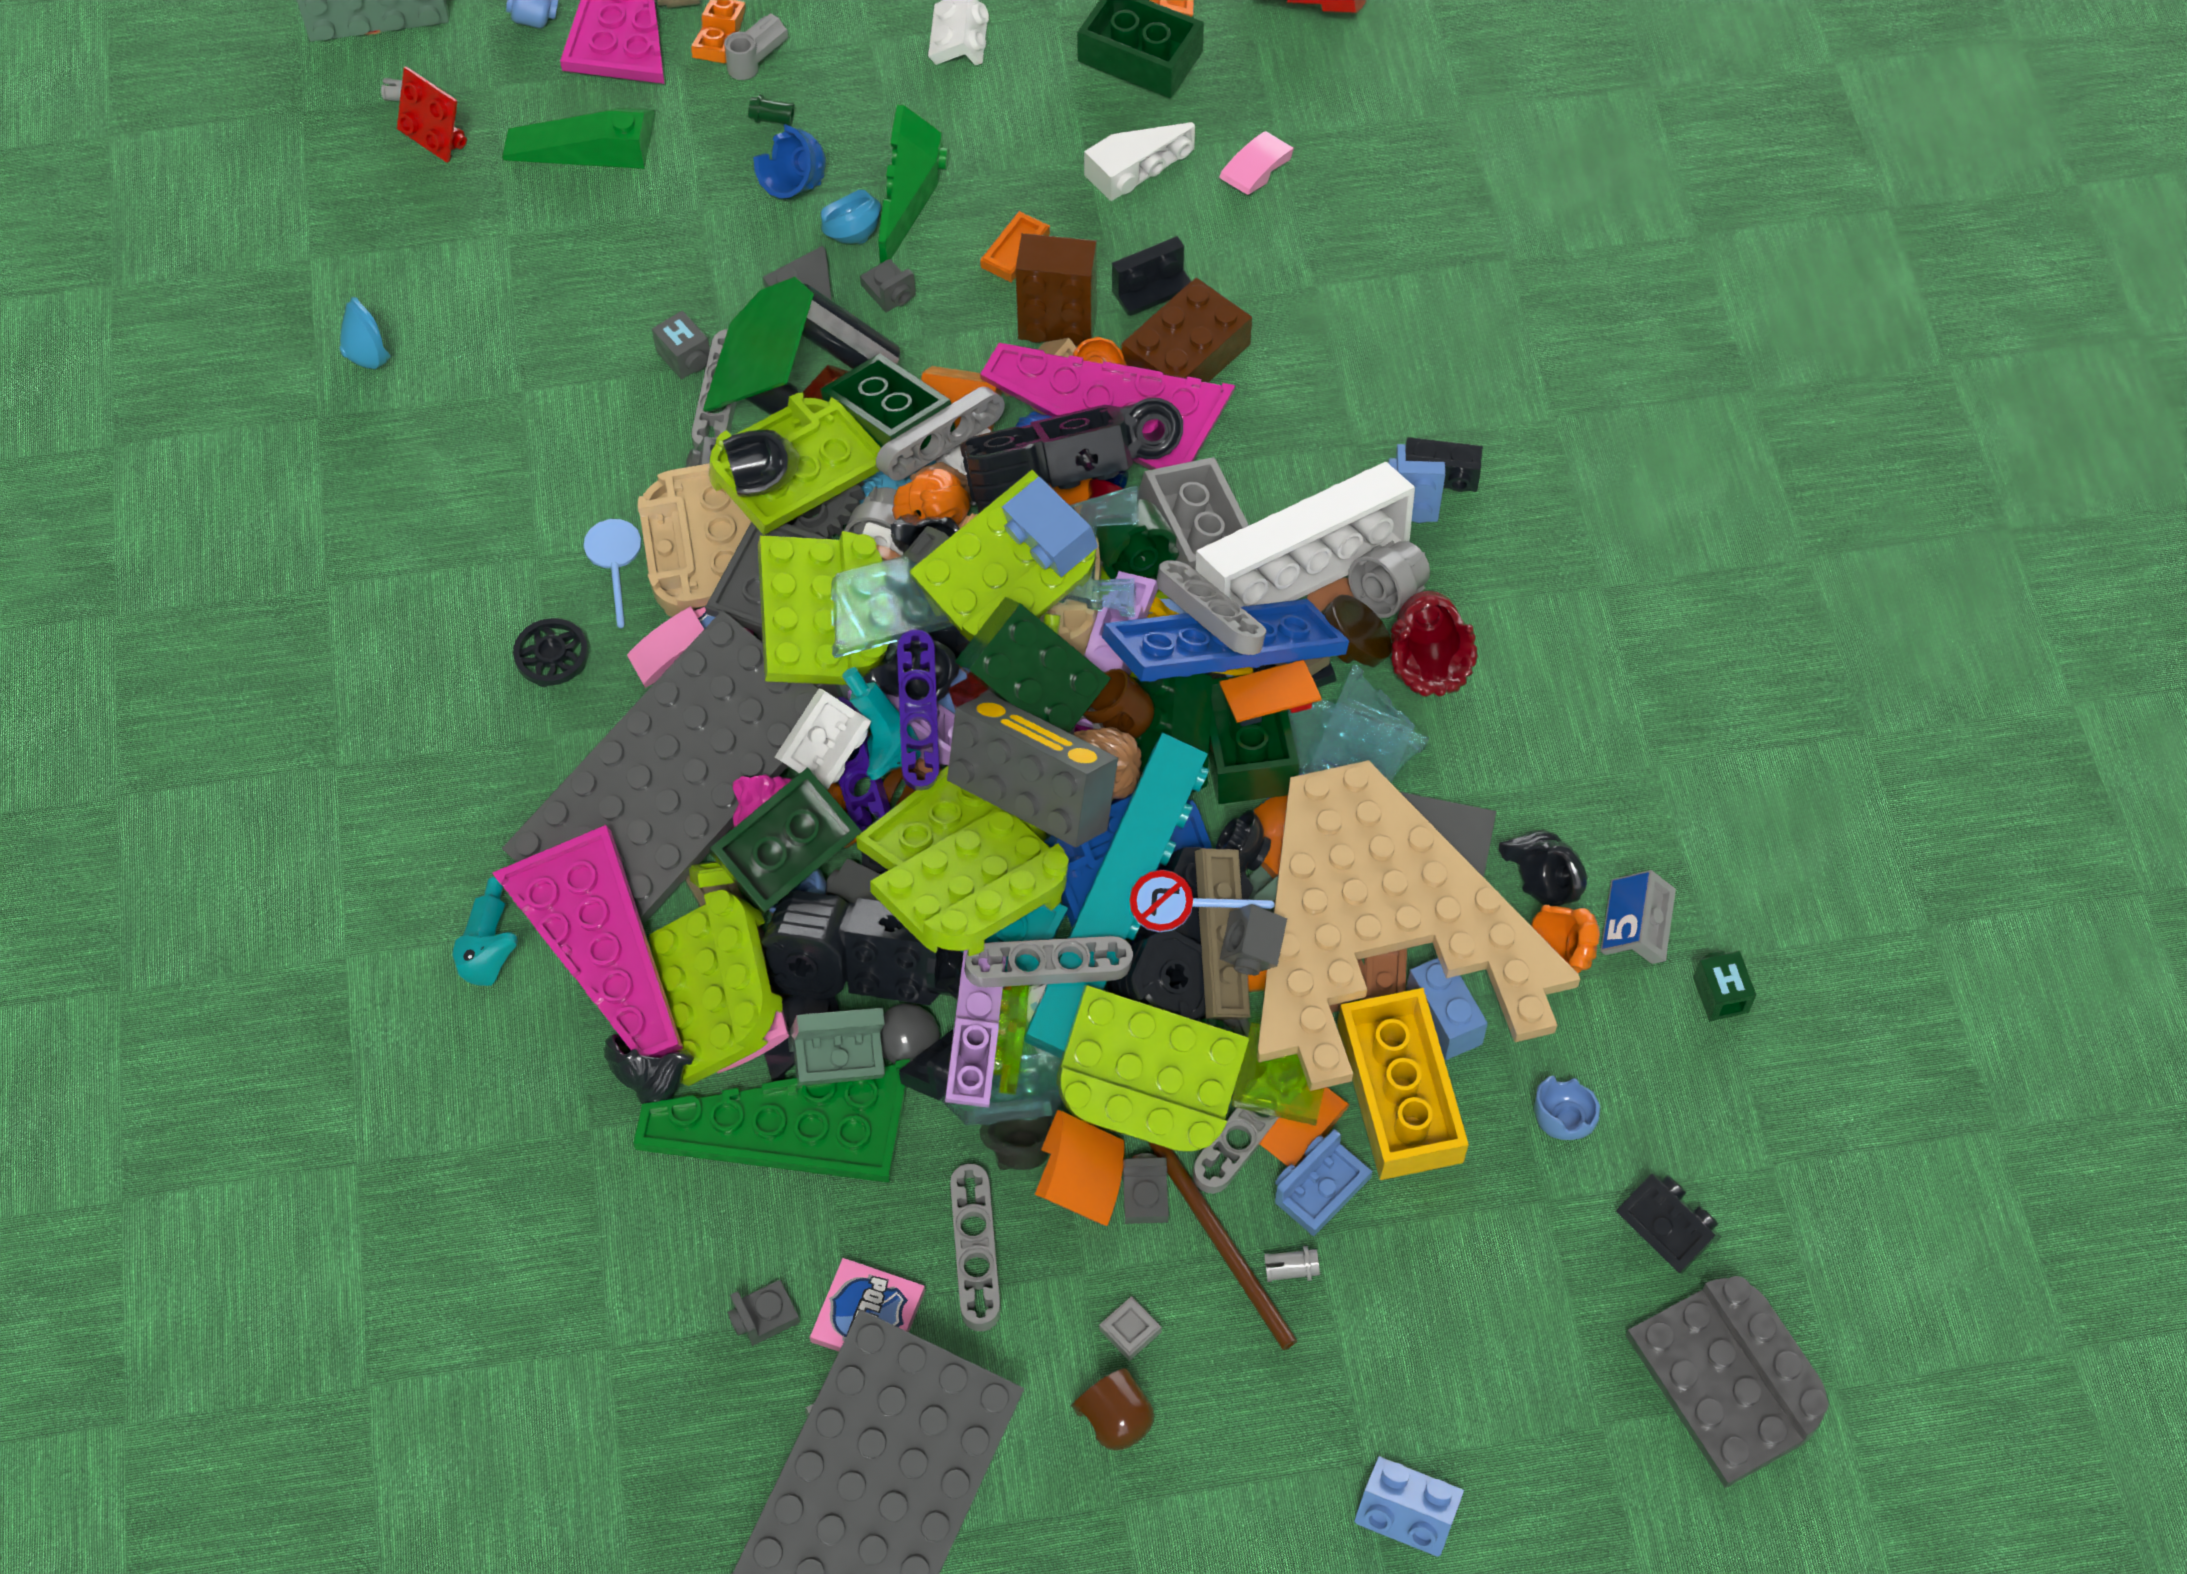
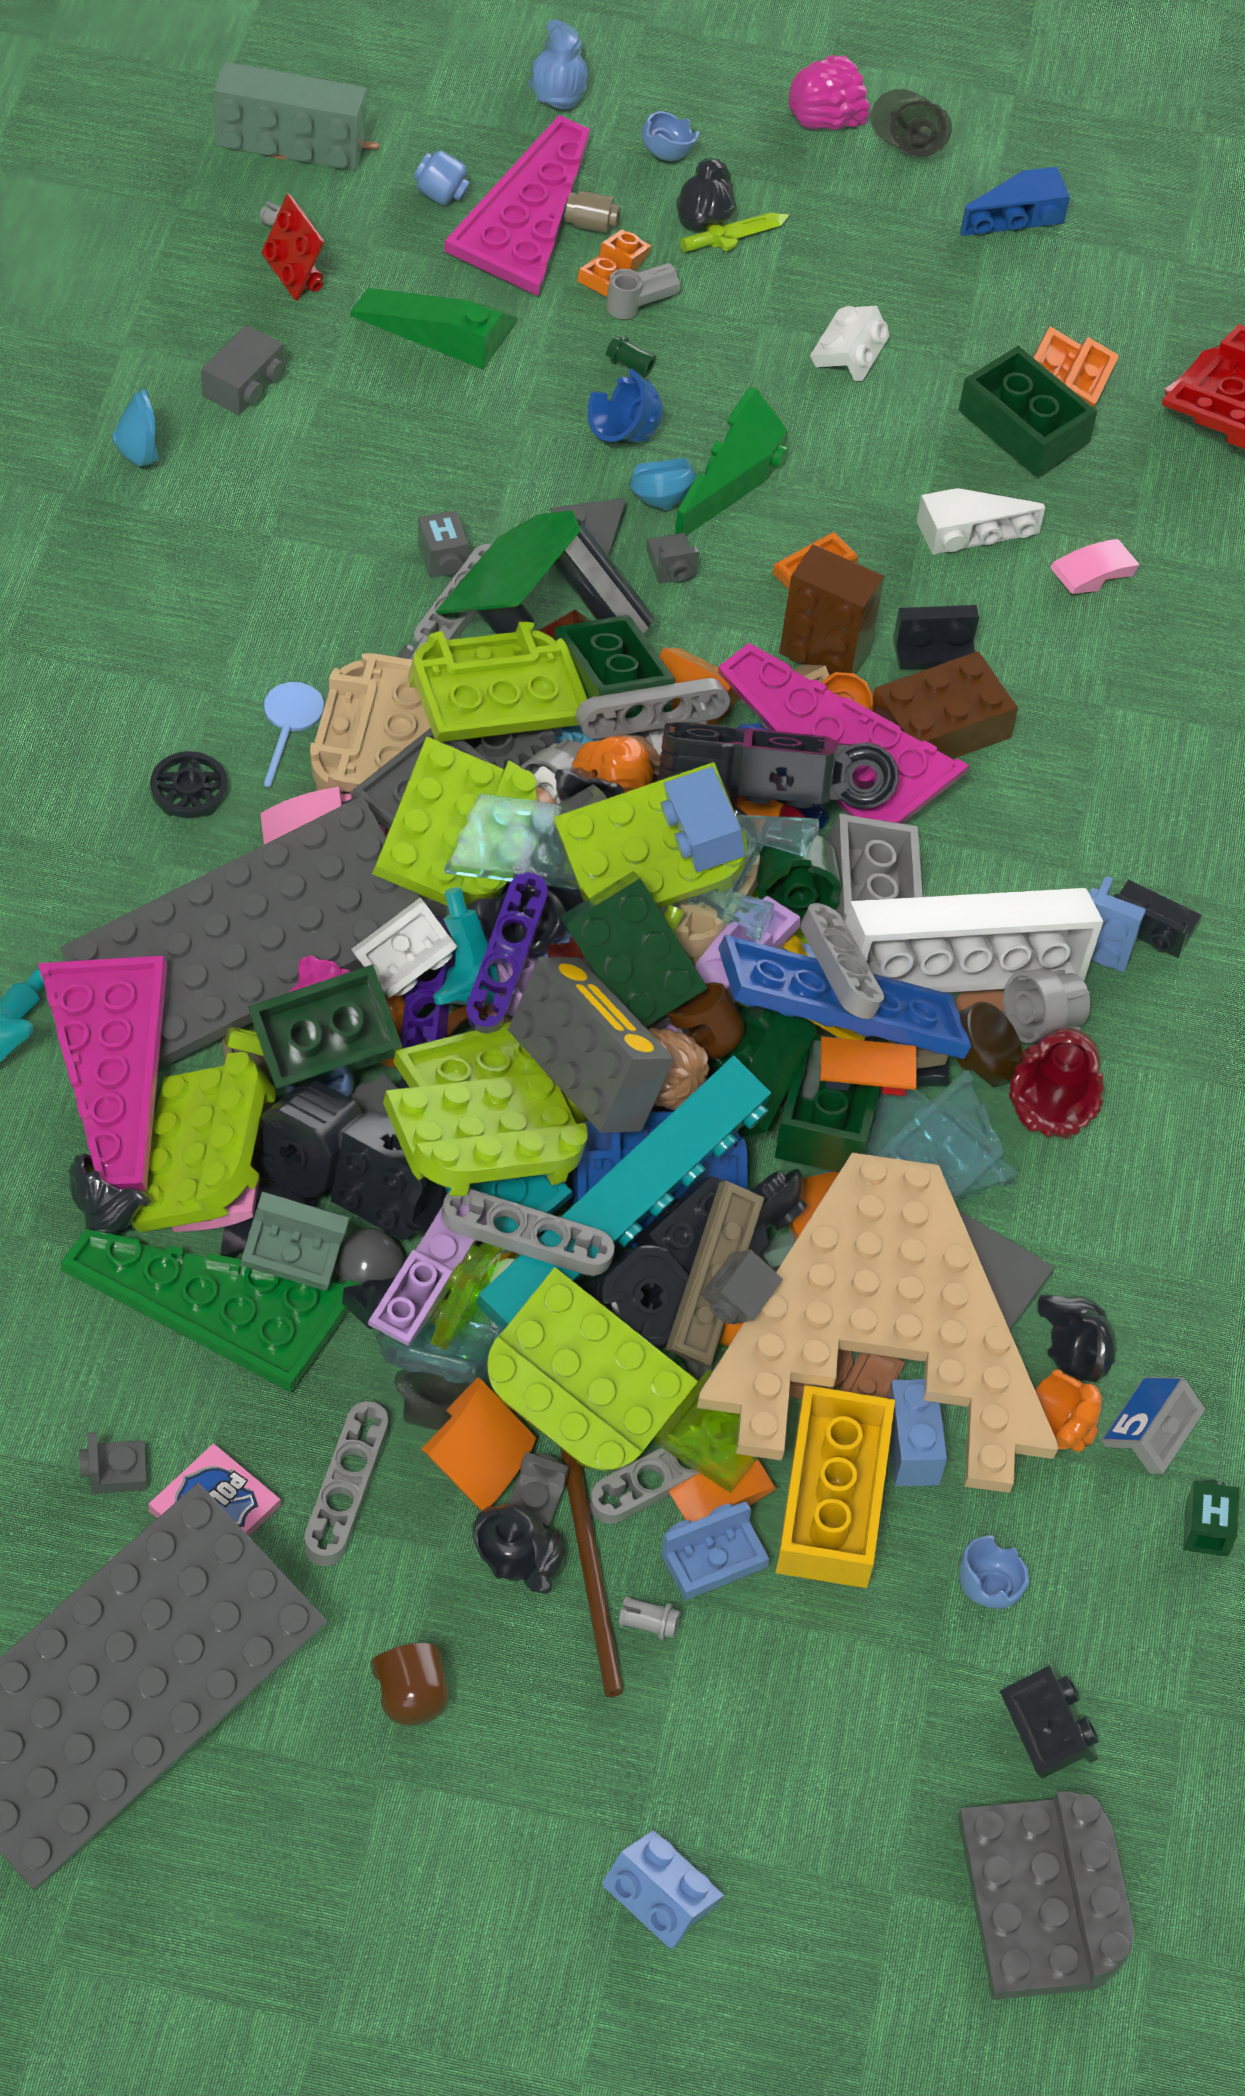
camera: 15 degrees right, 5 degrees down
(430, 245) = (242, 370): none -> dark grey brick
(761, 461) = (460, 669): black piece -> none
(1130, 1328) = (463, 1617): light grey tile -> none
(1154, 1247) = (518, 1546): none -> black hair
(1165, 901) = (669, 1216): piece -> none

